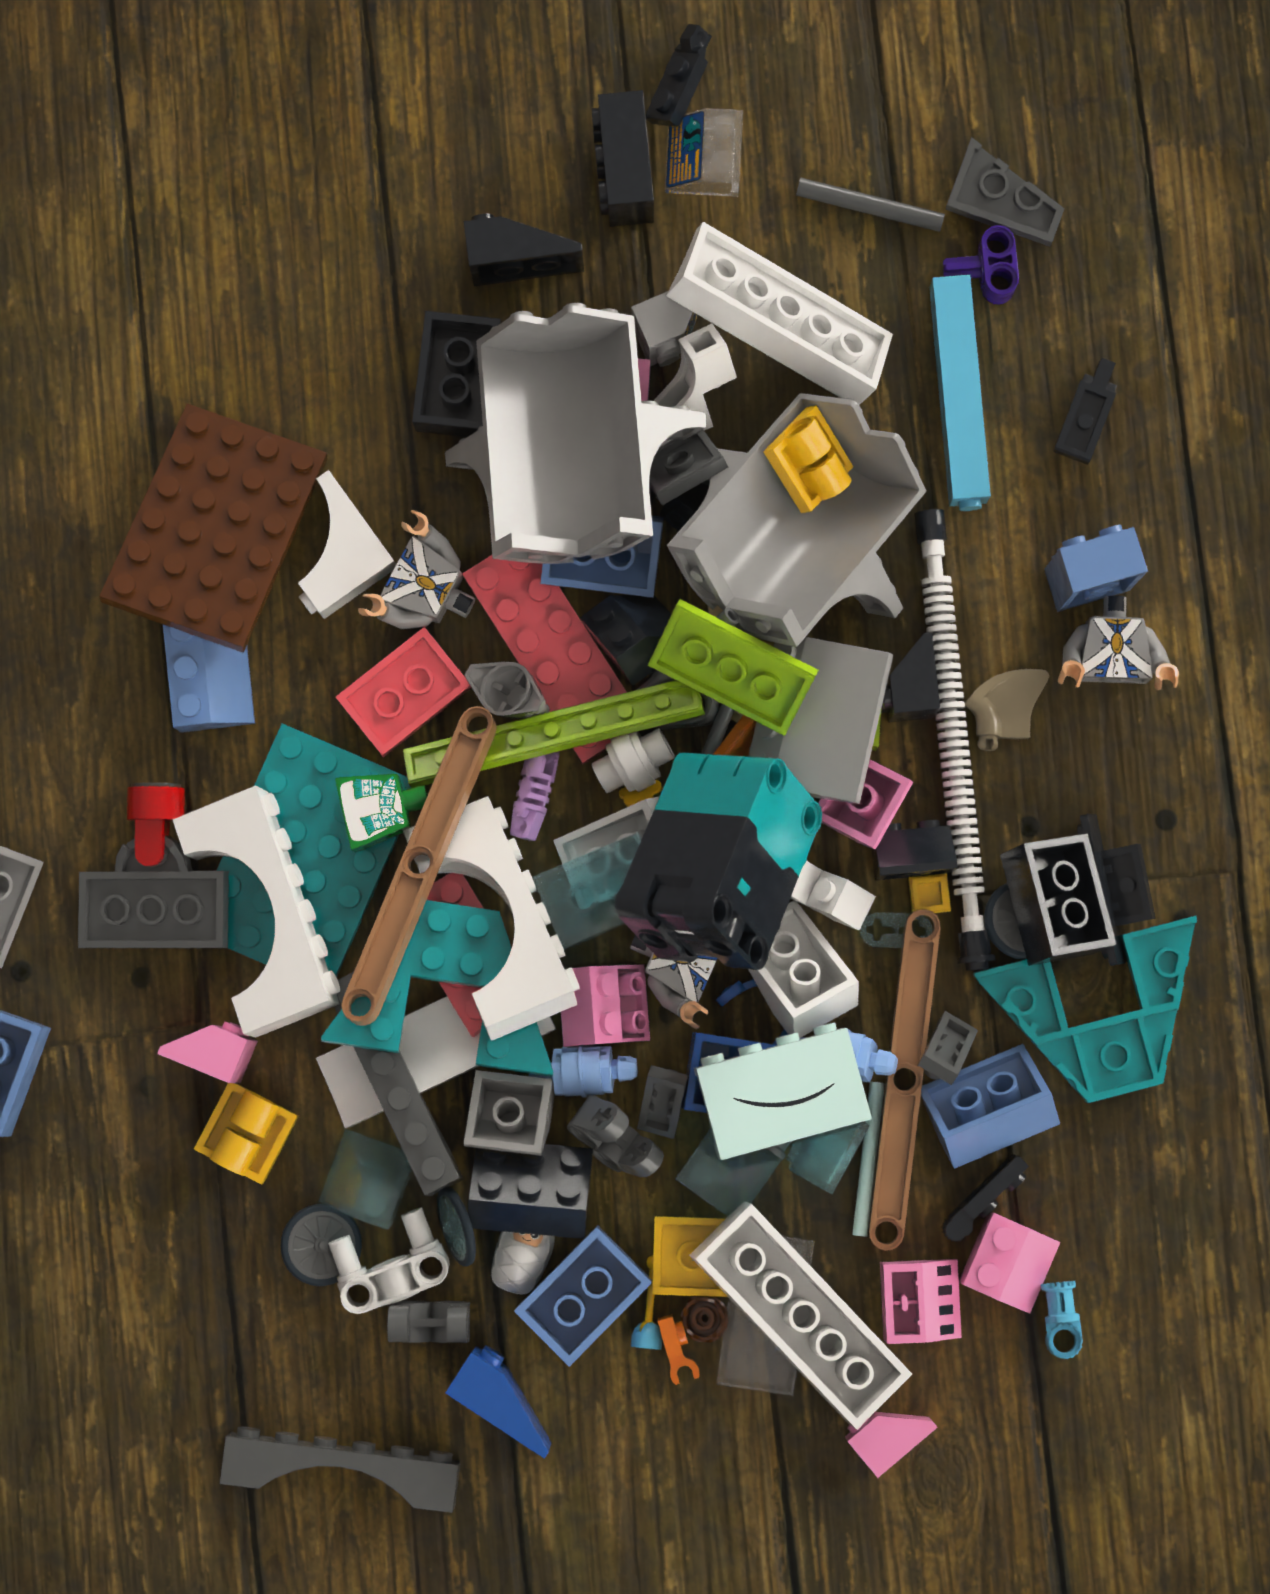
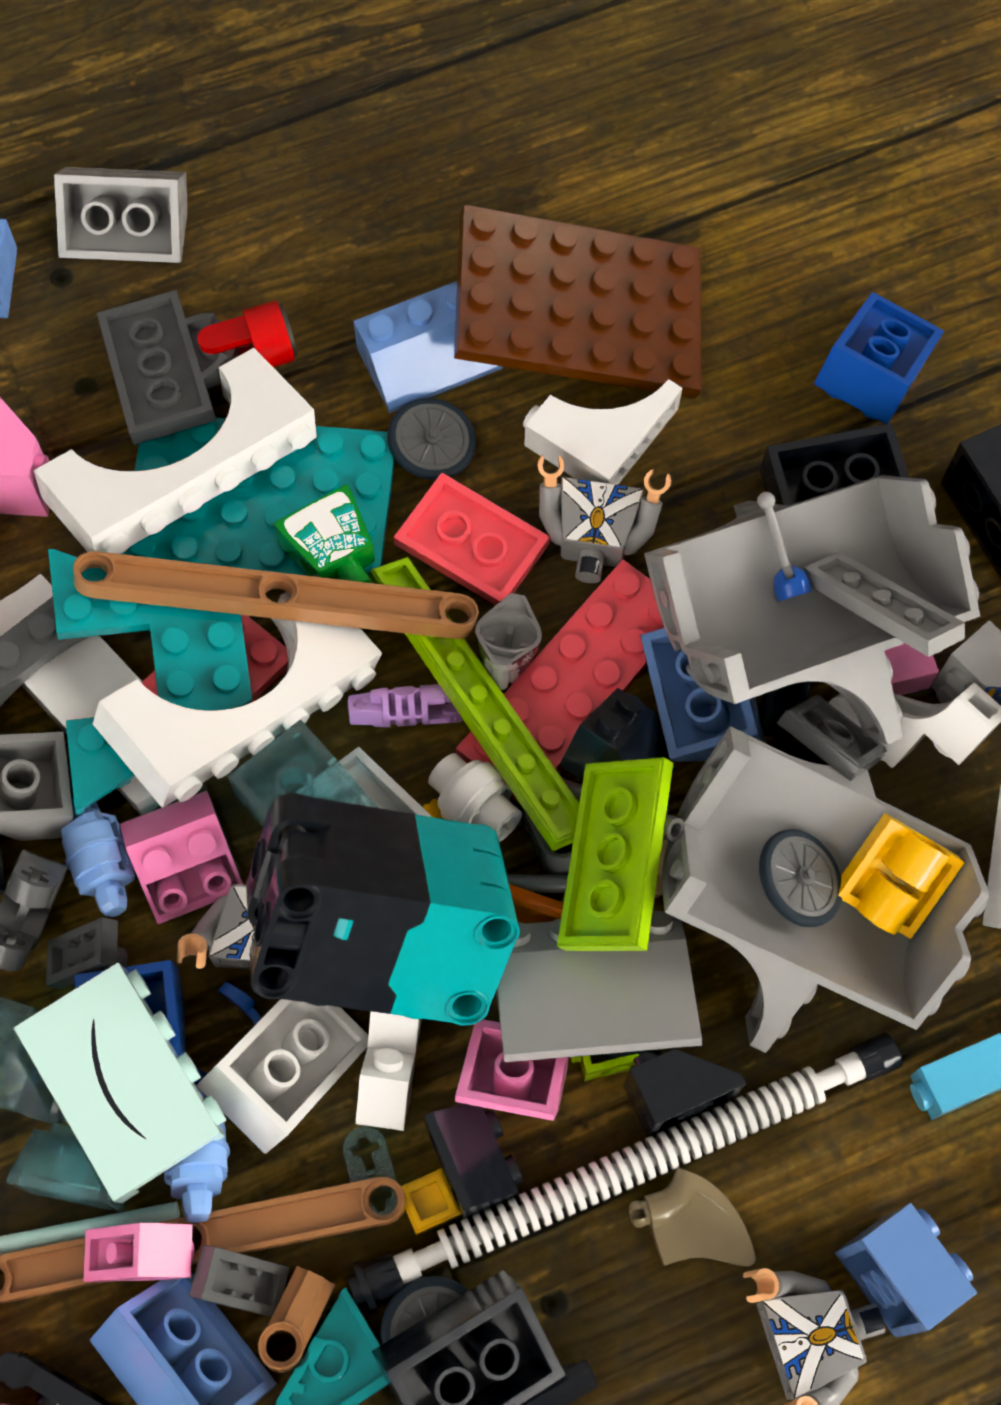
camera: 65 degrees right, 15 degrees down
(296, 695) = (431, 438): none -> dark grey wheel
(346, 291) = (878, 358): none -> blue slope
(548, 450) = (789, 580): none -> hinge
(600, 387) = (885, 604): none -> light grey plate
(790, 534) = (800, 878): none -> dark grey wheel
(907, 1115) = (138, 1252): none -> bright pink slope
(981, 1013) = (296, 1315): none -> medium nougat piece

